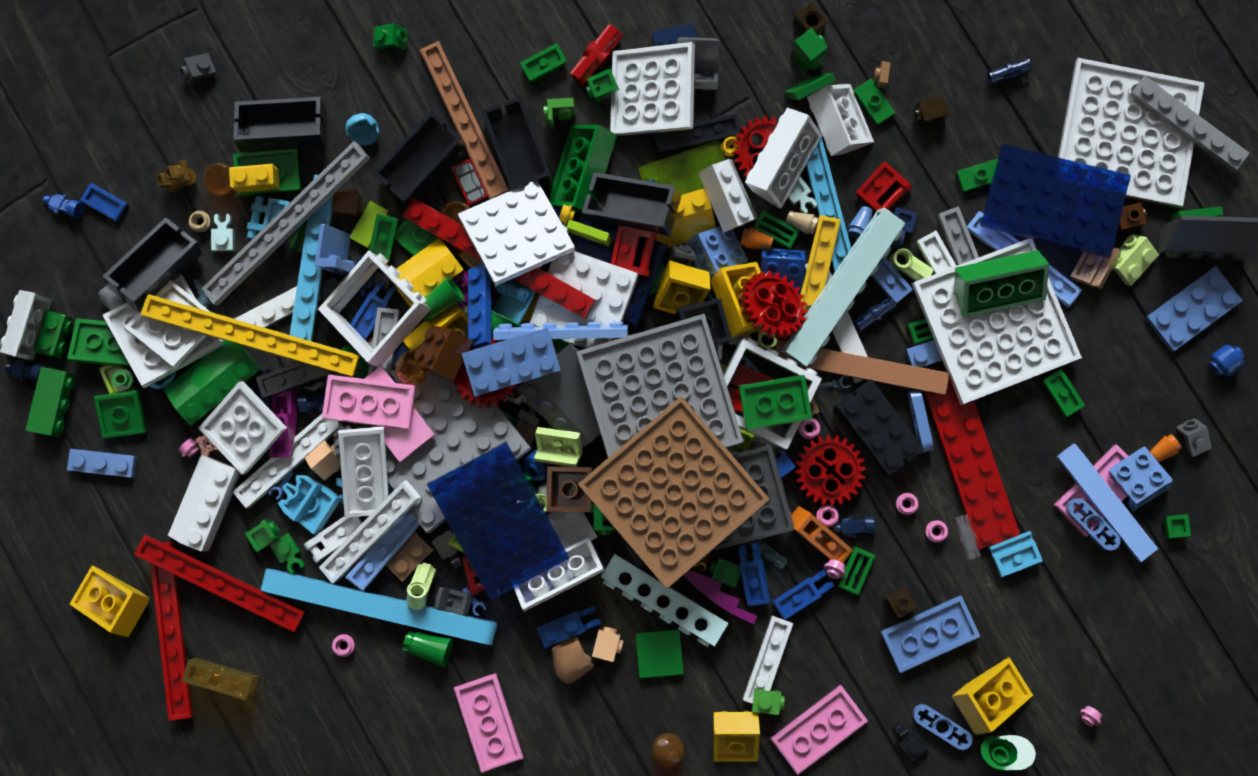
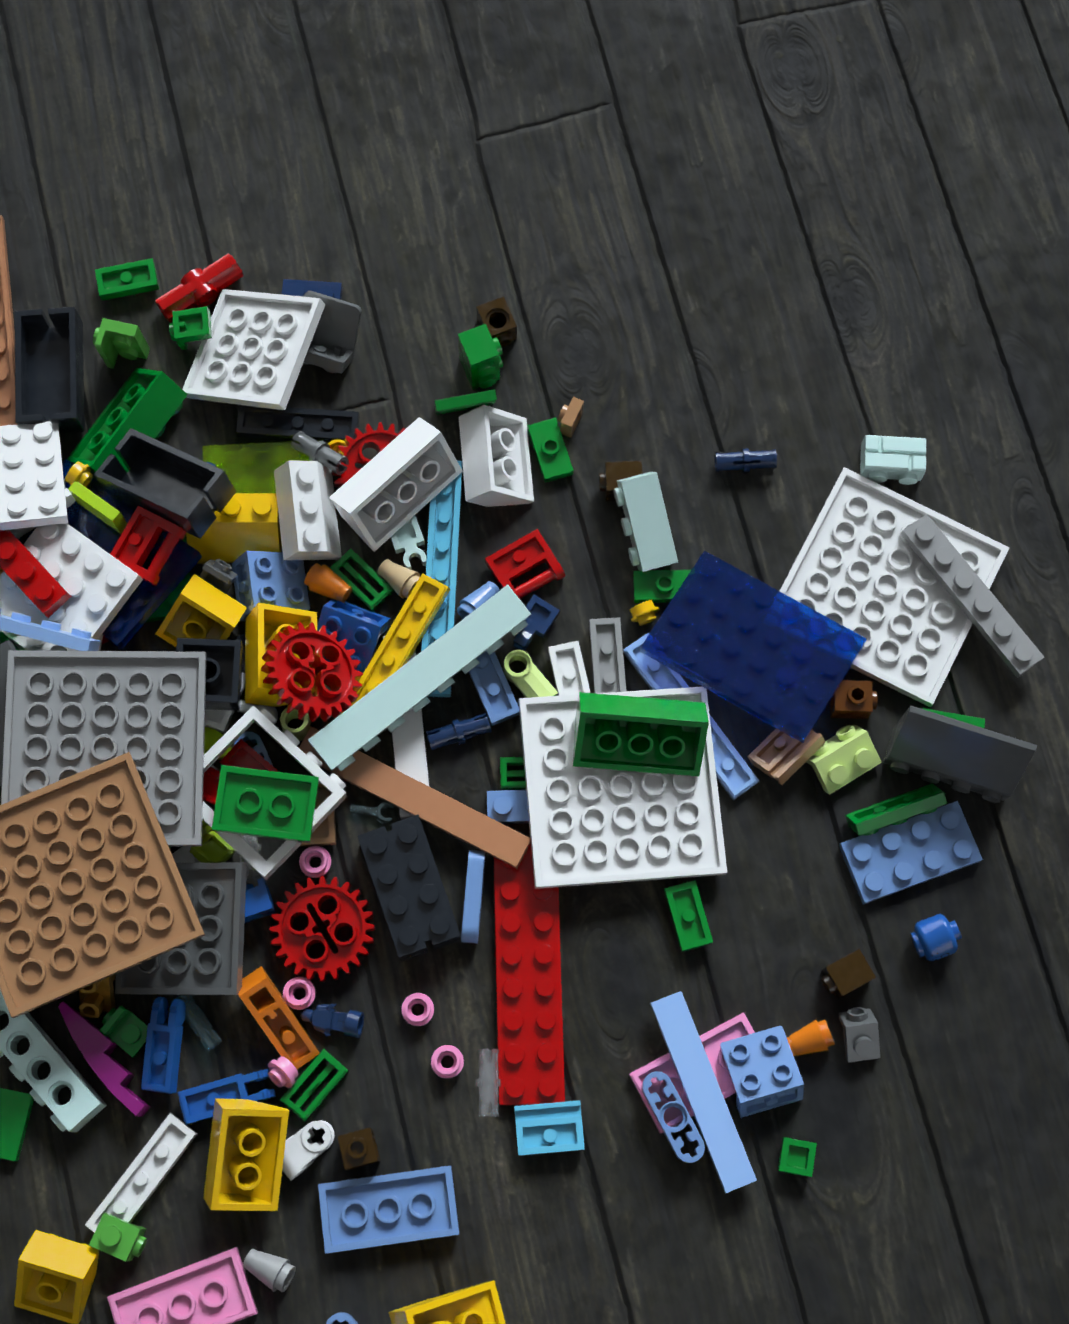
camera: 10 degrees right, 10 degrees down
(724, 151) = (320, 452): none -> dark grey pin
(831, 628) = (245, 1155): none -> yellow slope
(863, 614) = (302, 1152): none -> white piece
(867, 692) = (270, 1269): none -> light grey cone
(958, 135) = (645, 521): none -> light aqua brick
(973, 198) = (644, 612): none -> yellow plate
(1108, 42) = (893, 459): none -> light aqua brick
(1176, 401) = (847, 974): none -> dark brown brick
(1178, 283) = (896, 810): none -> green plate

